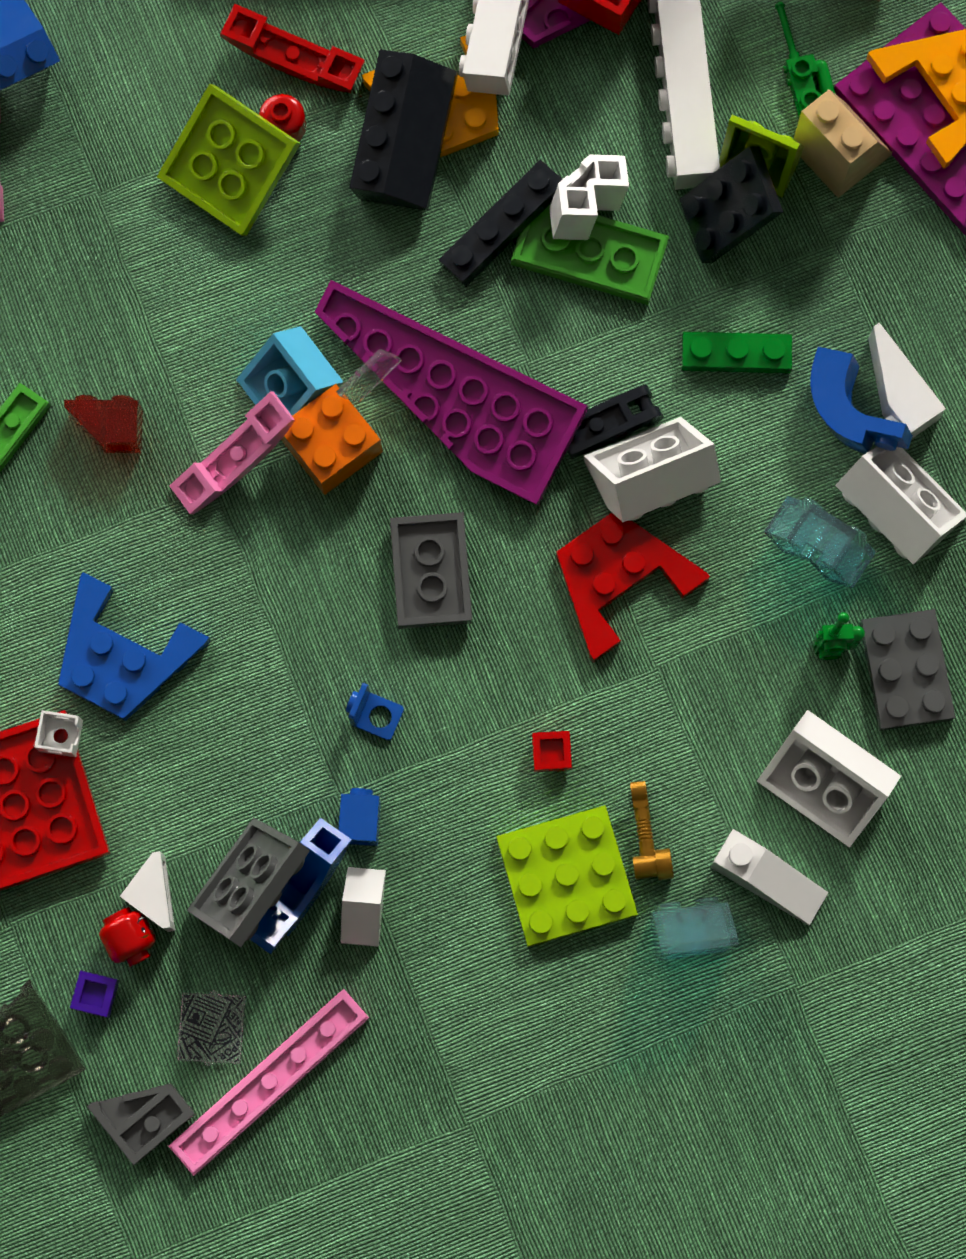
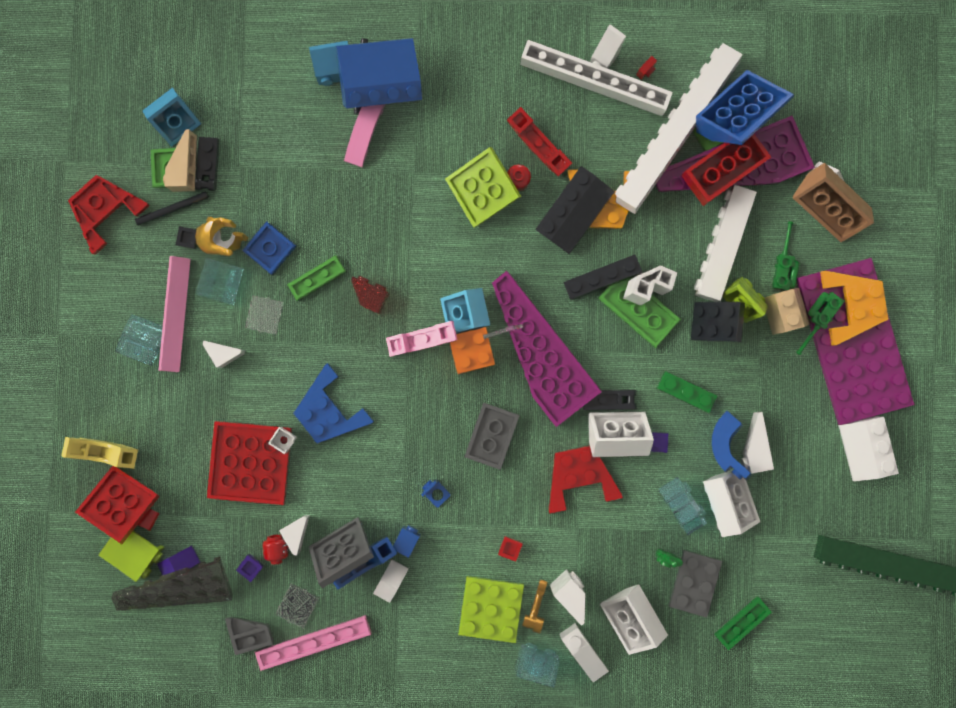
camera: 25 degrees right, 10 degrees up
(695, 773) = (569, 593): none -> white slope
(731, 456) = (660, 442): none -> dark purple plate
(905, 131) = (822, 318): none -> green piece

